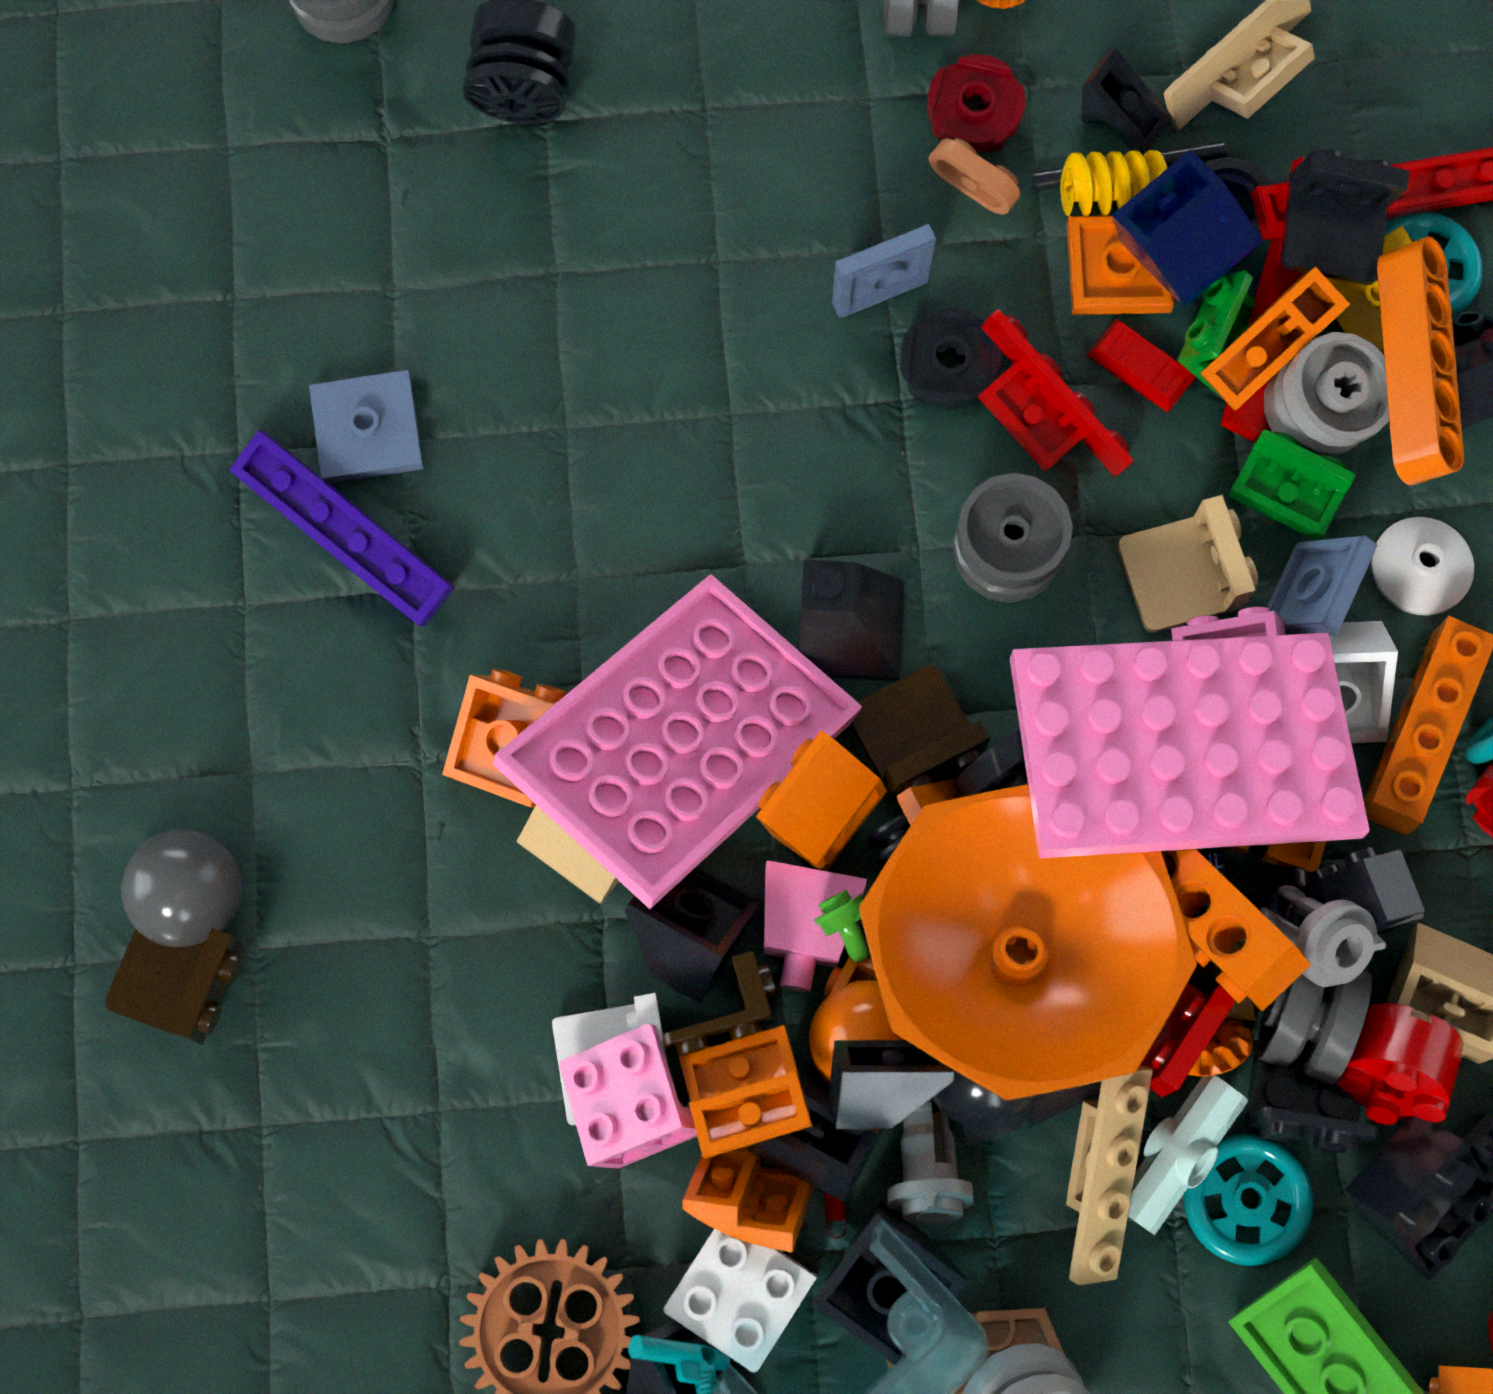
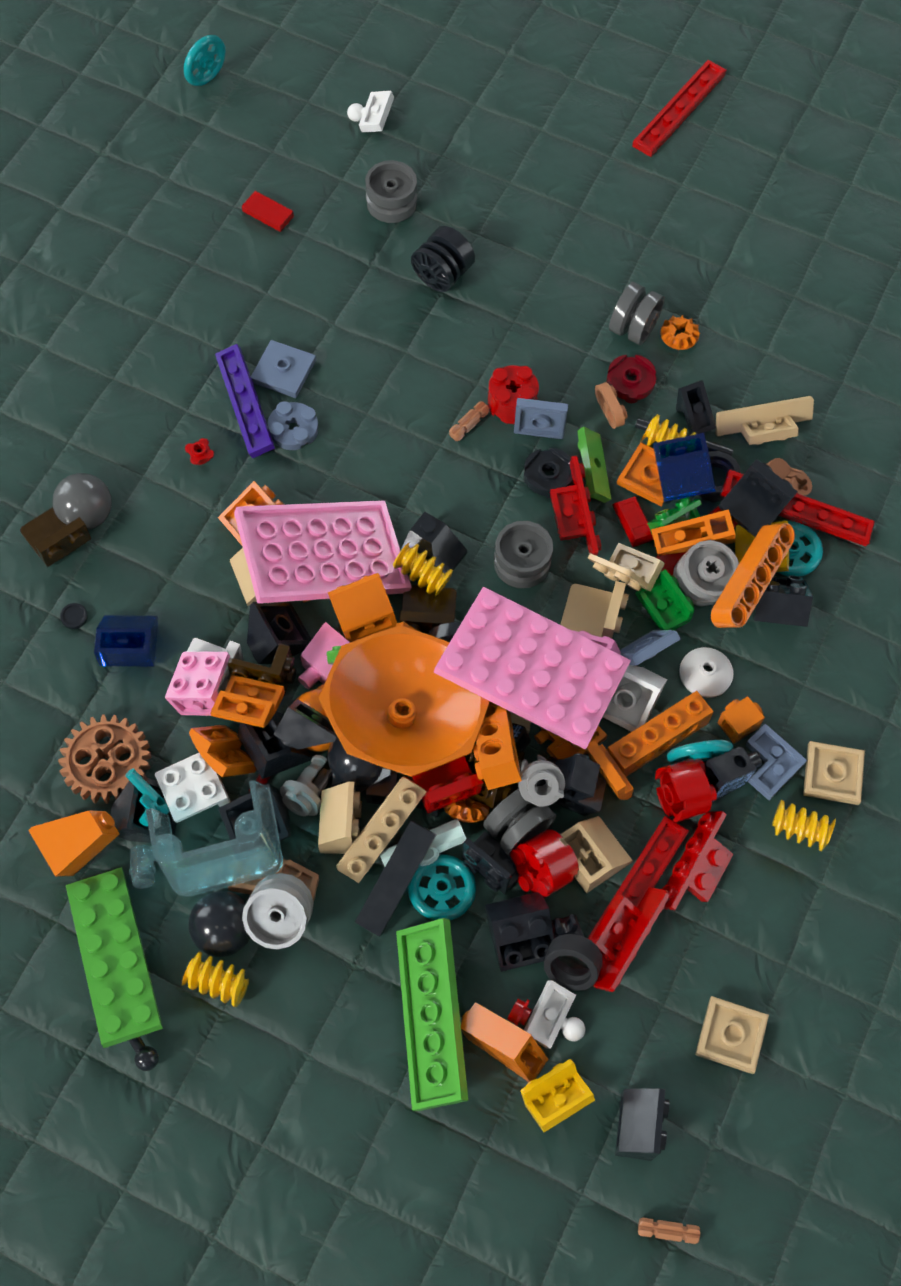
camera: 30 degrees right, 10 degrees down
(131, 136) = (267, 211): none -> red tile
(310, 1105) = (73, 616): none -> black piece
(327, 684) = (199, 457): none -> red plate
(440, 1094) = (126, 640): none -> clear blue slope
(469, 499) = (293, 413): none -> sand blue plate
(754, 341) = (468, 421): none -> nougat axle
(797, 248) = (508, 385): none -> red brick
(870, 664) = (422, 569): none -> yellow piece
(994, 275) = (594, 464): none -> bright green tile
(1020, 1194) = (338, 818): none -> tan slope
(1180, 1238) = (395, 878): none -> black tile
(1202, 455) = (629, 566): none -> tan bracket
(1354, 139) = (796, 477): none -> nougat piece
(1416, 845) = (610, 770): none -> orange slope

